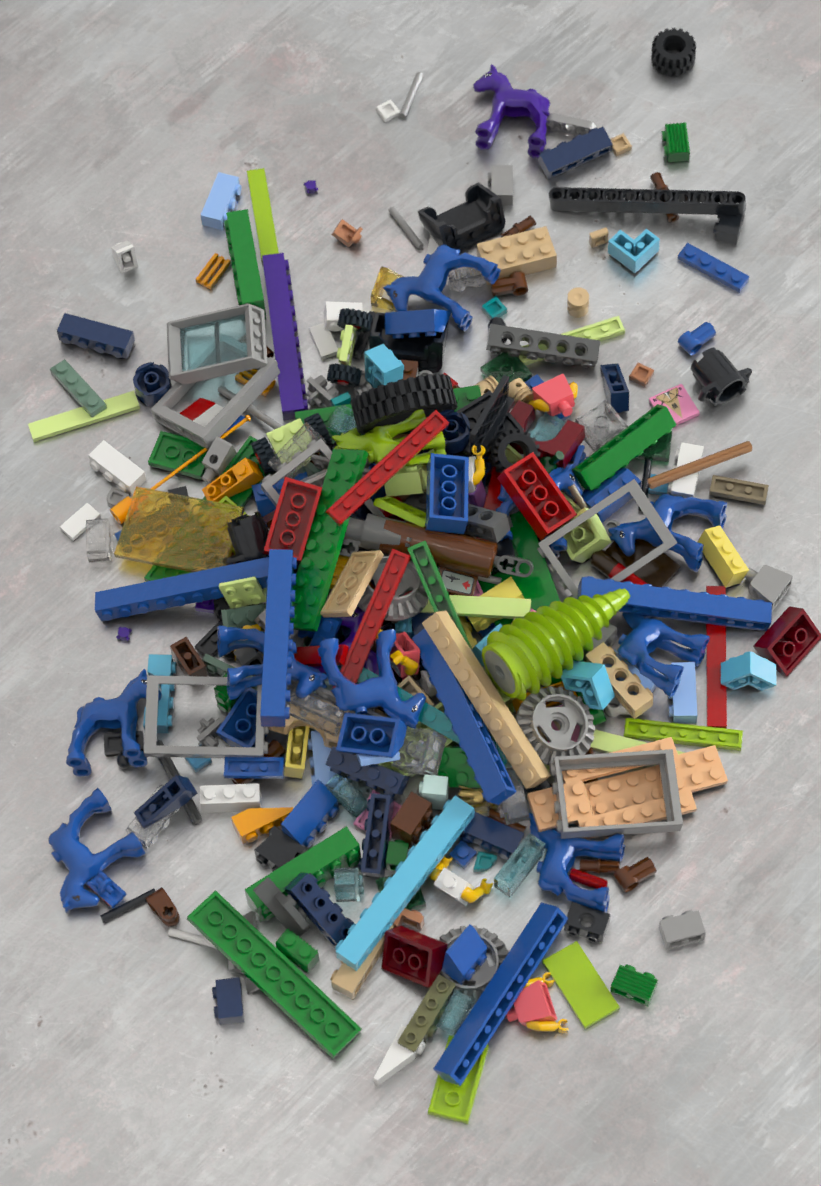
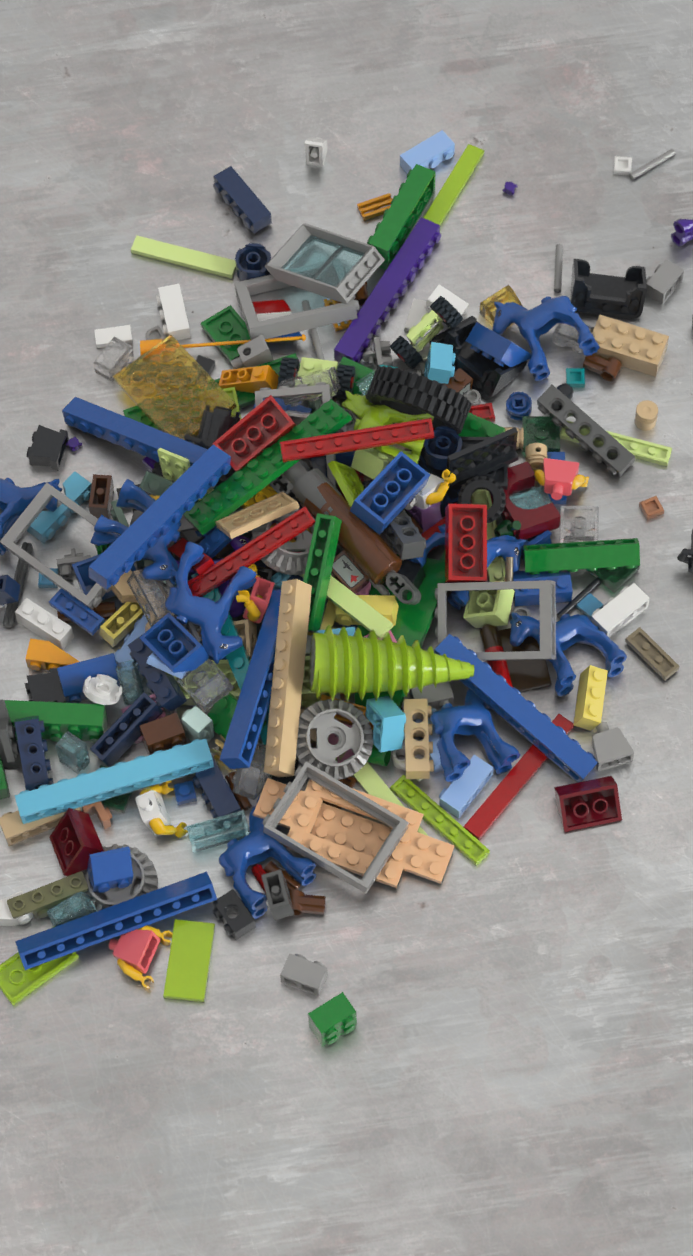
camera: 35 degrees right, 0 degrees up
(78, 388) = (196, 232): sand green plate -> none
(105, 651) = (47, 447): none -> black hips
(333, 816) = (102, 690): none -> white tile
(346, 233) = (505, 242): nougat bracket -> none
(396, 853) = (131, 752): green brick -> none
(469, 360) = (518, 405): none -> blue wheel
(484, 861) = (196, 810): teal tile -> none
(520, 227) = (658, 325): reddish brown pin -> none
(615, 387) = (618, 504): dark blue slope -> none
(618, 882) = (278, 894): none -> dark grey brick
(634, 985) = (229, 991): green brick -> none
(678, 403) = (657, 551): bright pink tile -> none
(699, 464) = (631, 610): medium nougat axle -> none
(738, 947) = (332, 1019): none -> green brick
(748, 670) = (533, 805): medium azure brick -> none

